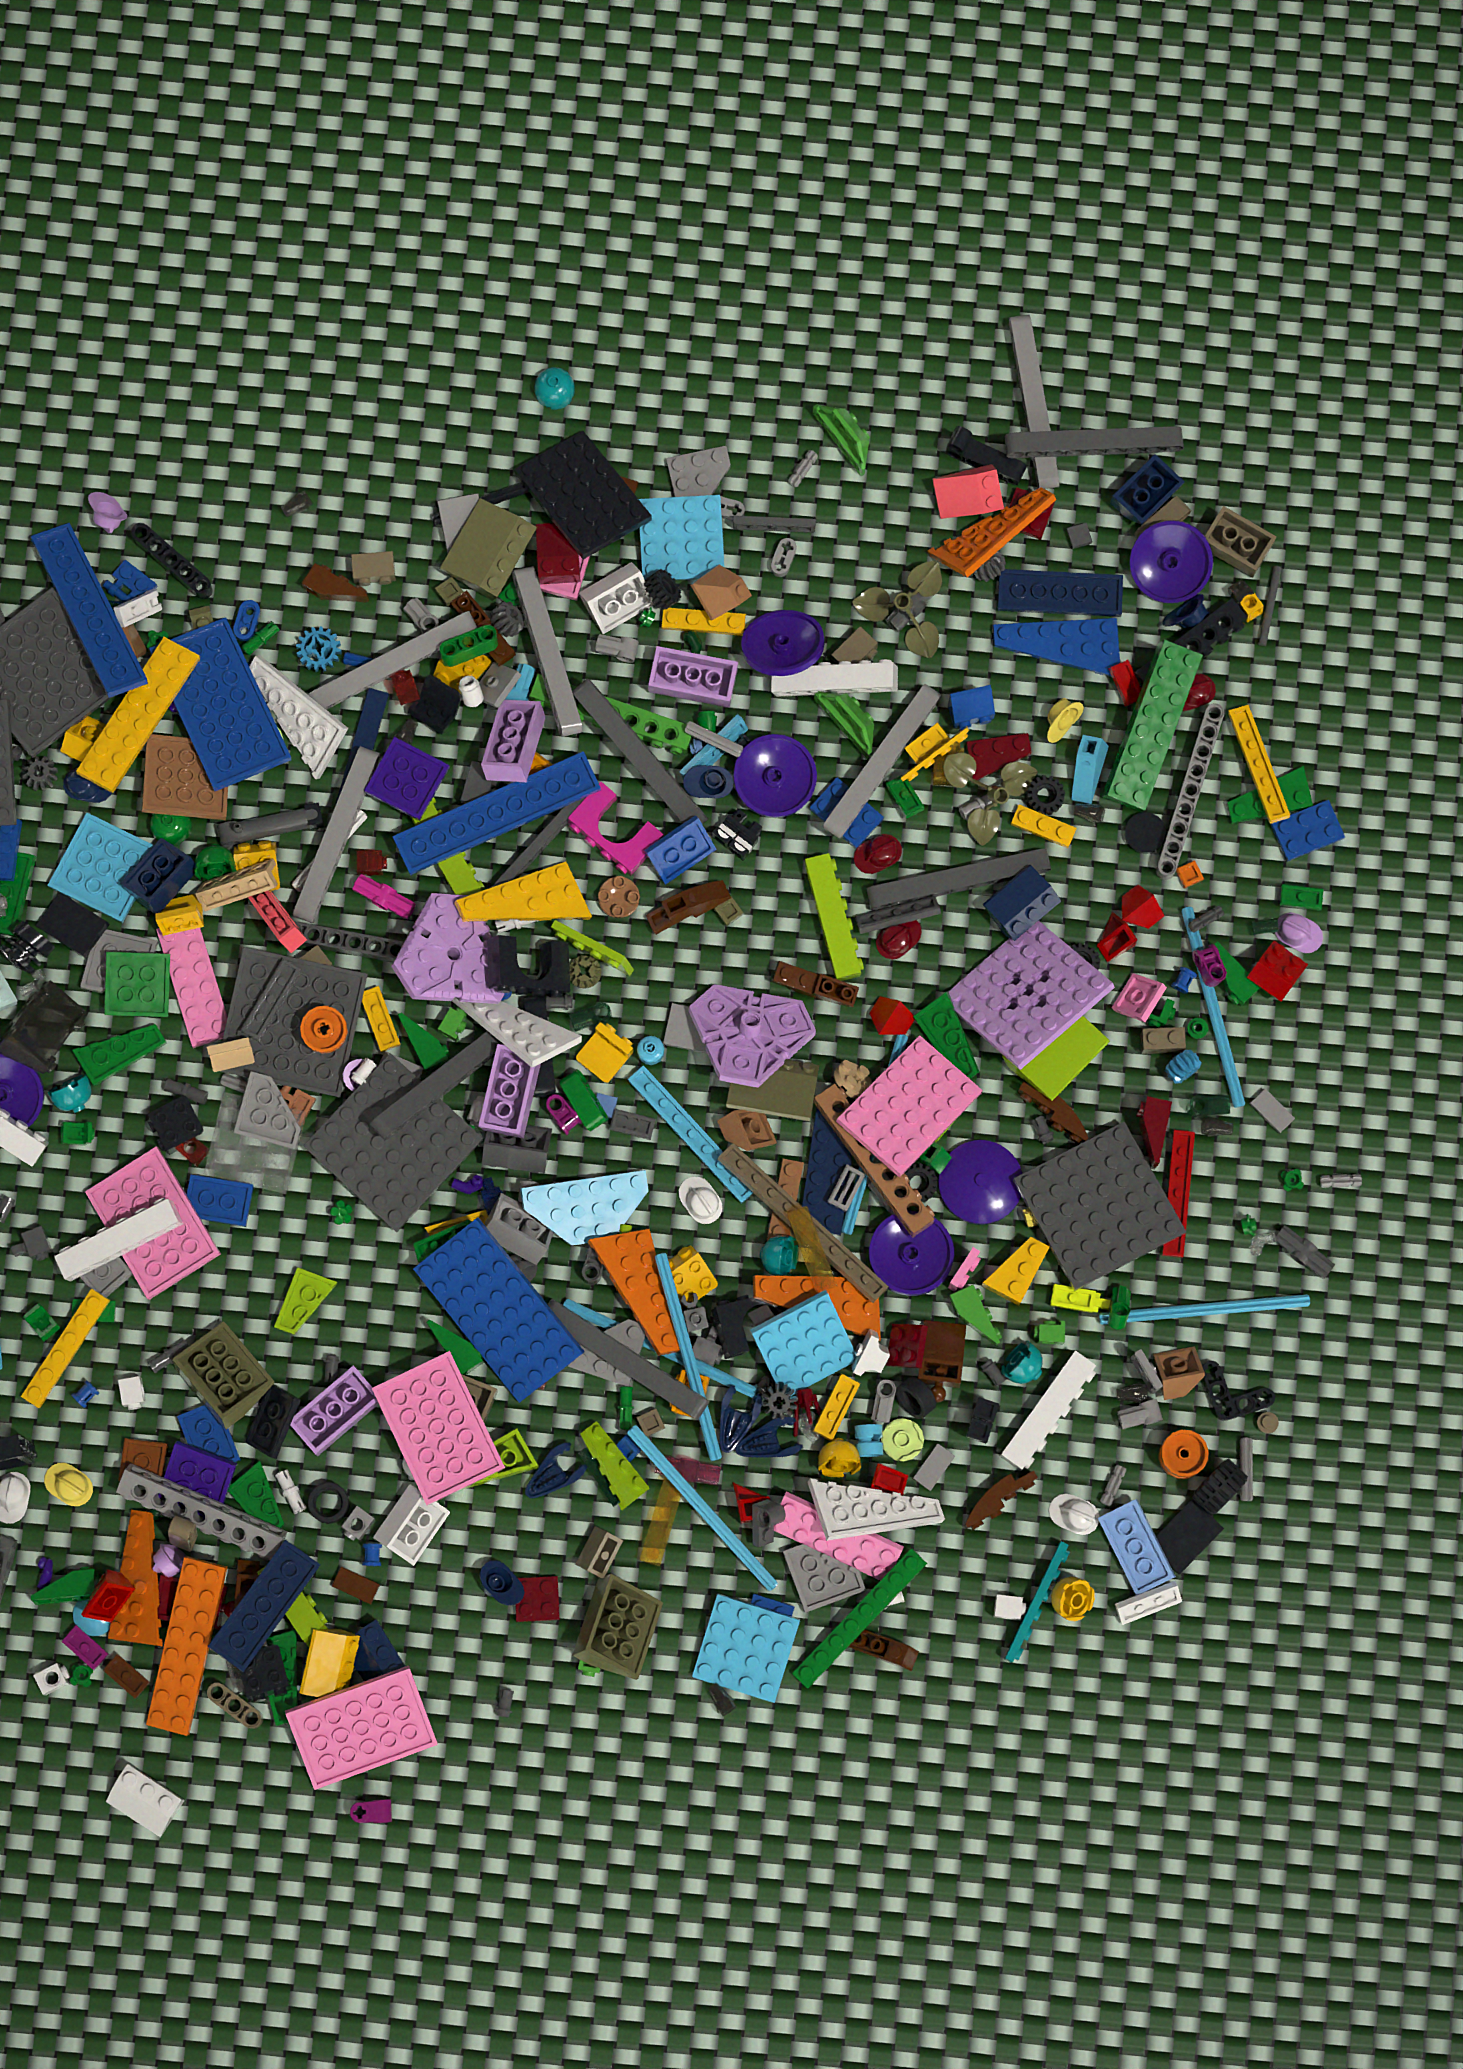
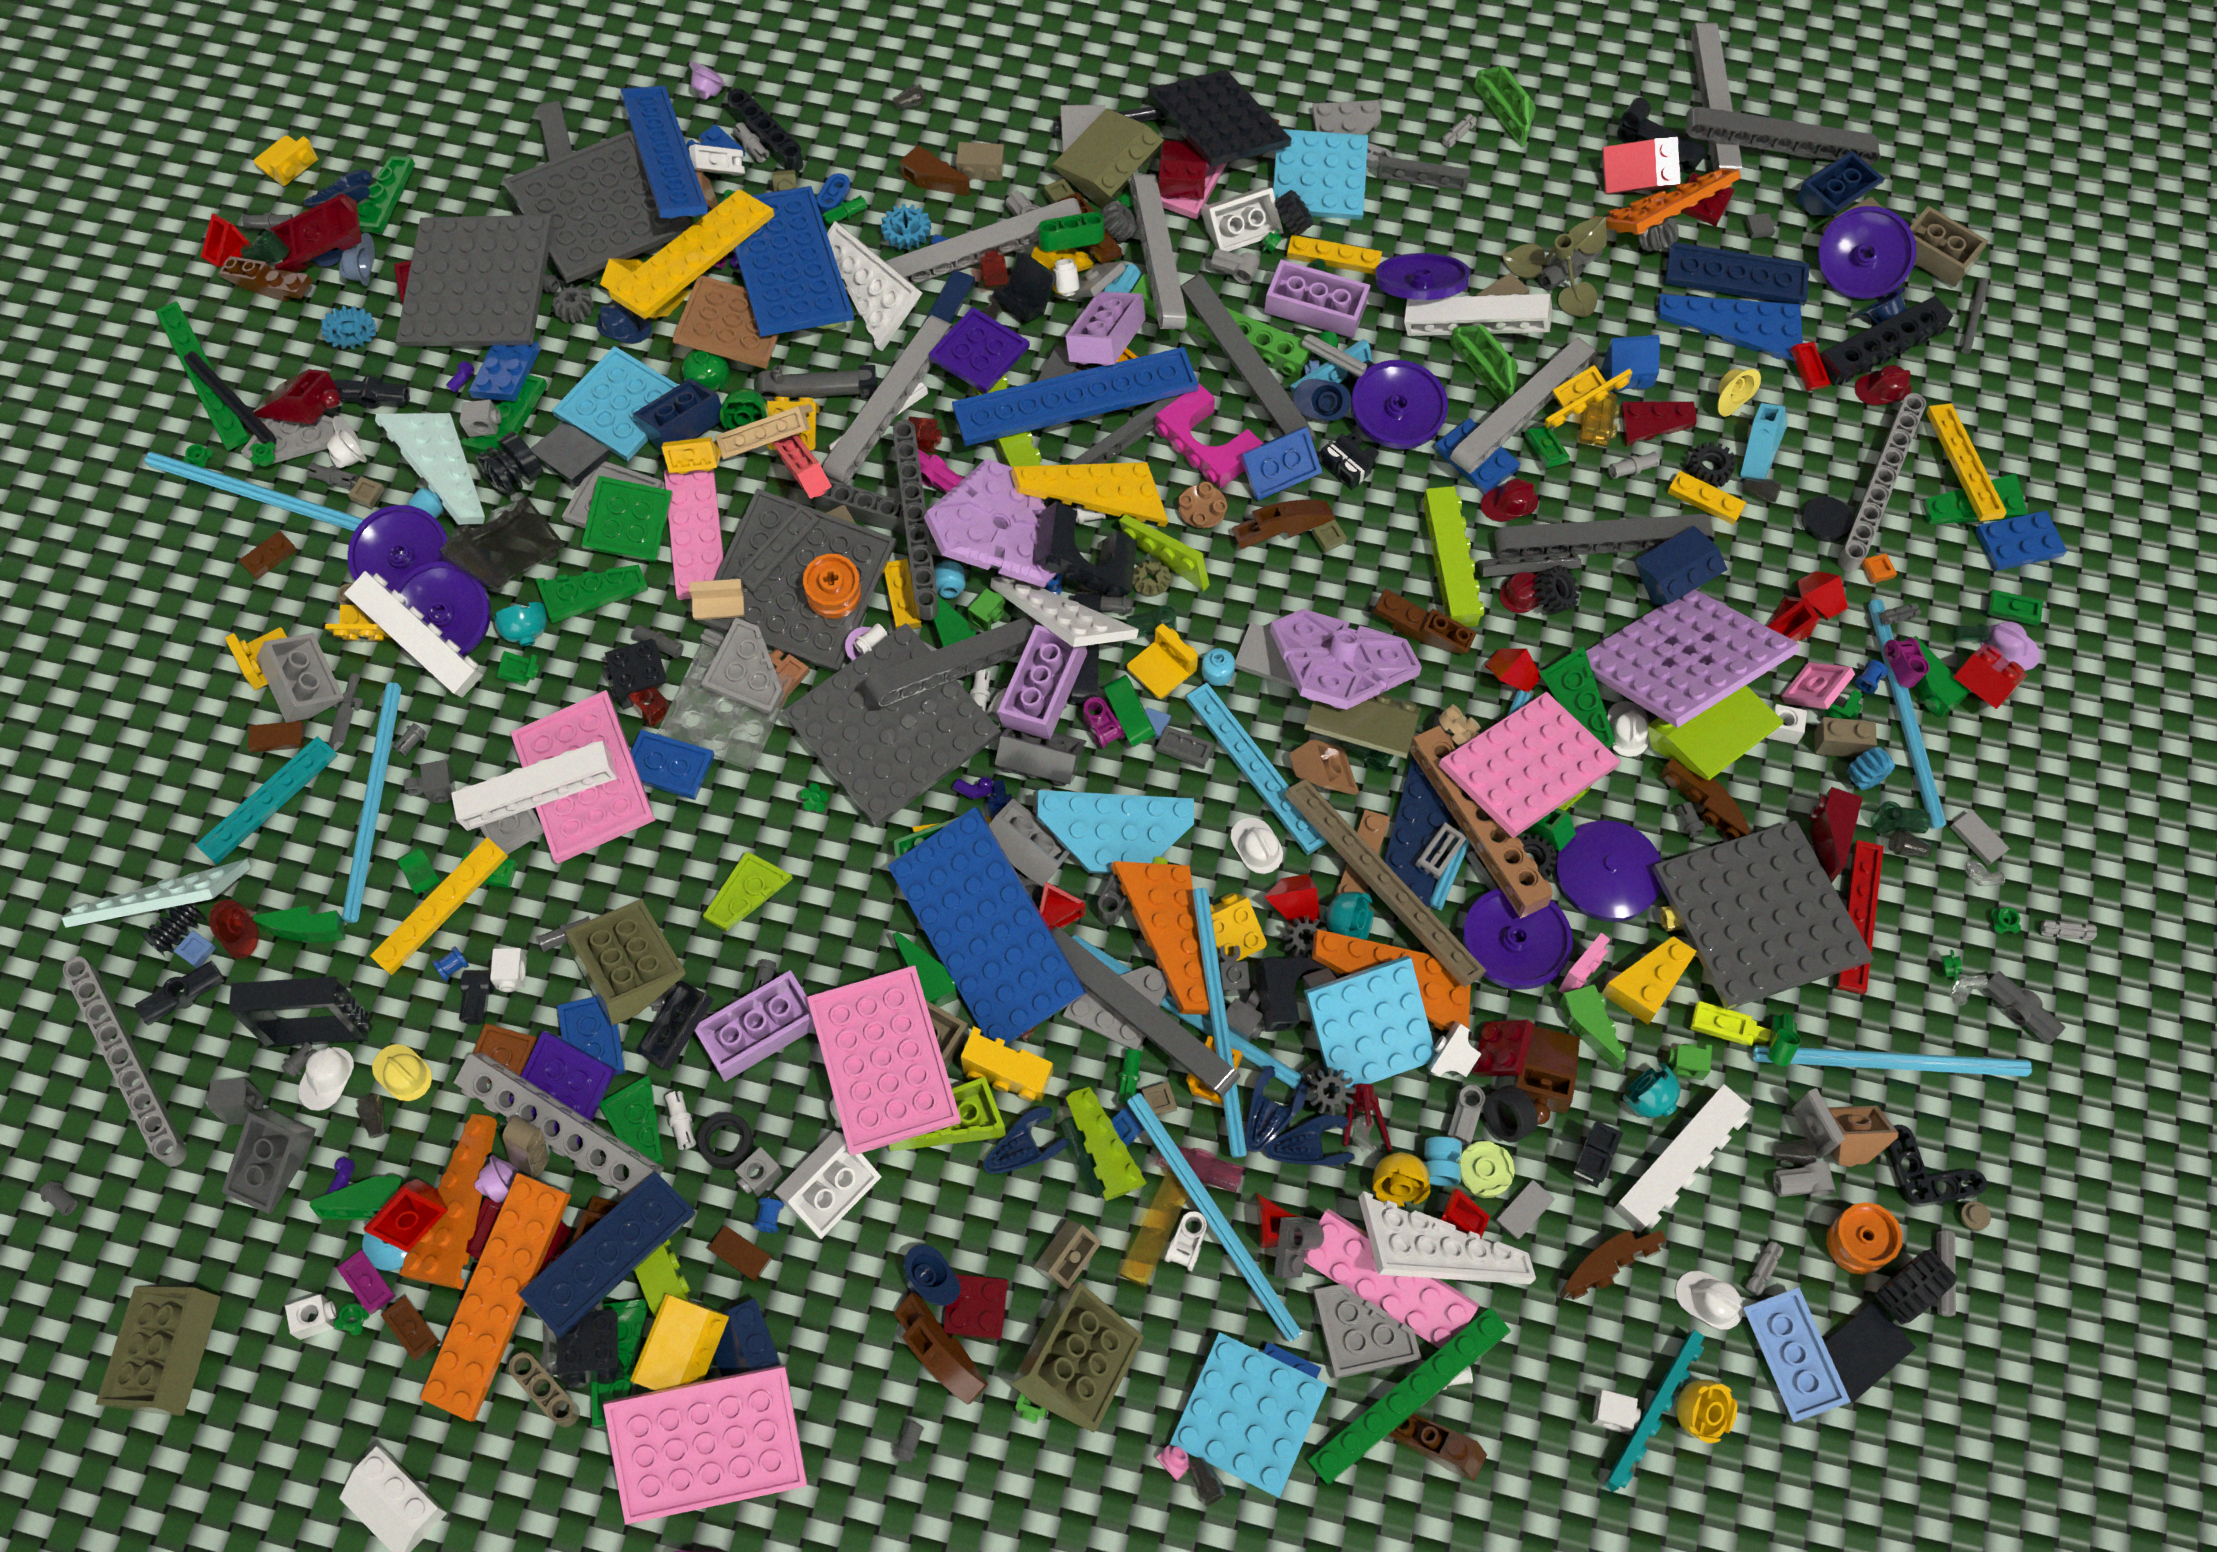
camera: 10 degrees right, 15 degrees down
(56, 1522) = (371, 1113): none -> clear smoke cone
(111, 1411) = (476, 990): none -> black piece
(161, 575) = (751, 142): none -> light grey pin
(375, 945) = (906, 445): none -> dark grey beam
(415, 1006) = (949, 578): none -> medium azure head
(459, 1100) = (980, 688): none -> white pin
(514, 1637) = (938, 1352): none -> reddish brown slope
(531, 1416) = (1006, 1067): none -> yellow wedge
(551, 1281) = (1060, 907): none -> red slope
(554, 388) = (1201, 30): teal cylinder -> none
(685, 1530) = (1186, 1245): none -> white piece
(697, 1688) = (1174, 1461): none -> bright pink plate
(720, 591) = (1358, 222): medium nougat slope -> none
(735, 1244) = (1295, 898): none -> red slope
(741, 1282) = (1297, 932): none -> dark grey gear
(787, 559) = (1426, 205): light grey beam -> none
(812, 1249) = (1393, 908): clear yellow plate -> none
(836, 1407) = (1402, 1114): yellow plate -> none
(912, 939) = (1556, 589): none -> black tyre
(987, 1058) = (1629, 728): none -> white piece
(993, 1372) = (1612, 1100): dark grey pin -> none
(1016, 781) = (1674, 442): olive plant -> none
(1123, 1030) = (1795, 722): none -> white brick
(1148, 1602) = (1810, 1434): white plate -> none
(1152, 725) = (1842, 404): green brick -> none
(1197, 1034) = (1885, 738): green plate -> none
(1246, 599) = (1953, 301): leg -> none
(1272, 1144) = (1981, 876): none -> clear arm

